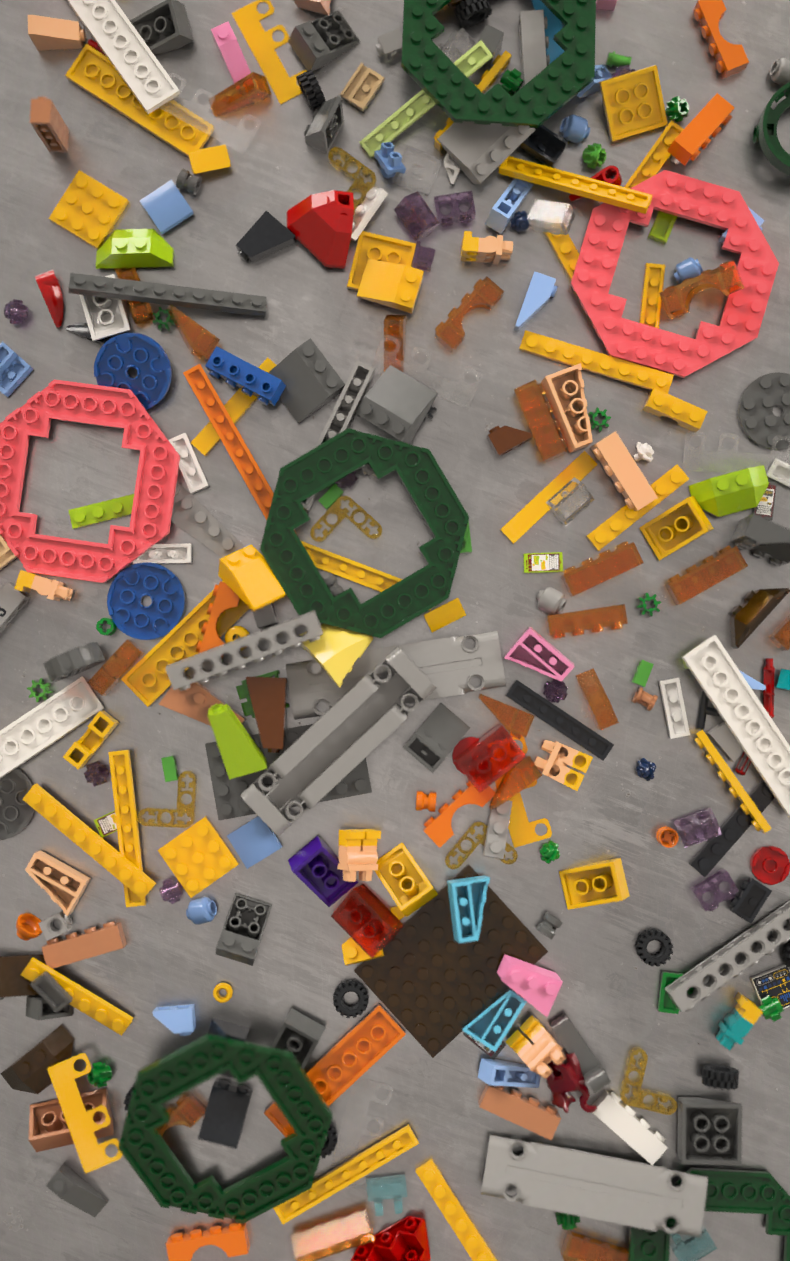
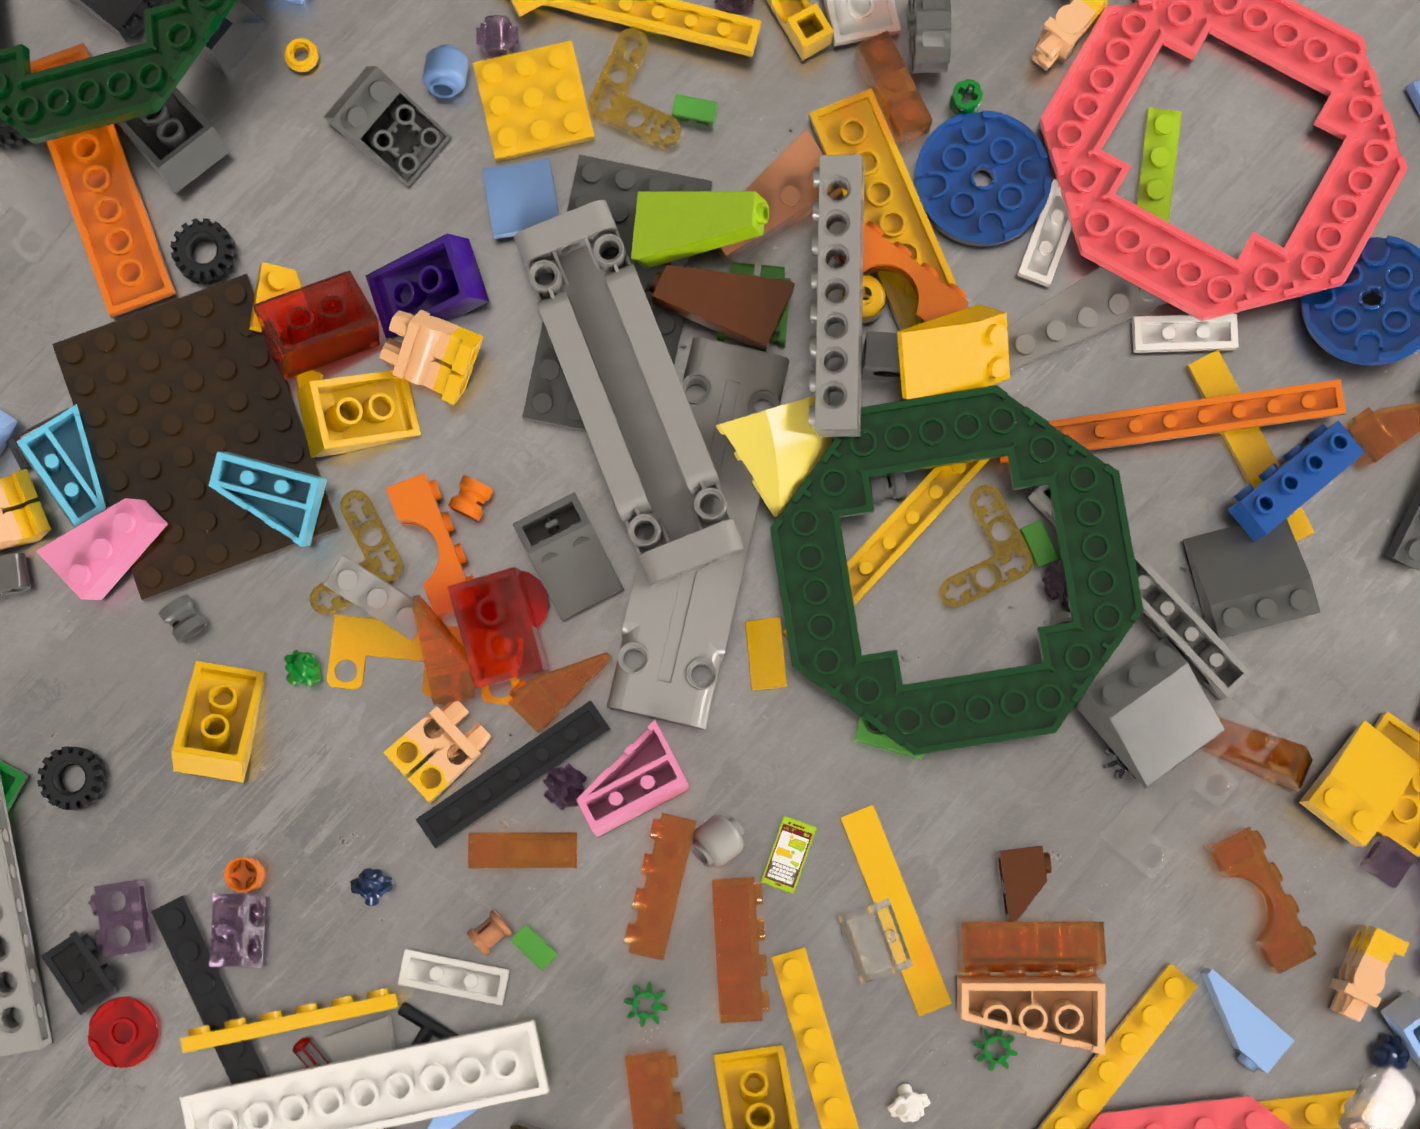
camera: 105 degrees right, 5 degrees down
(623, 471) = (888, 1052): light nougat wedge -> none

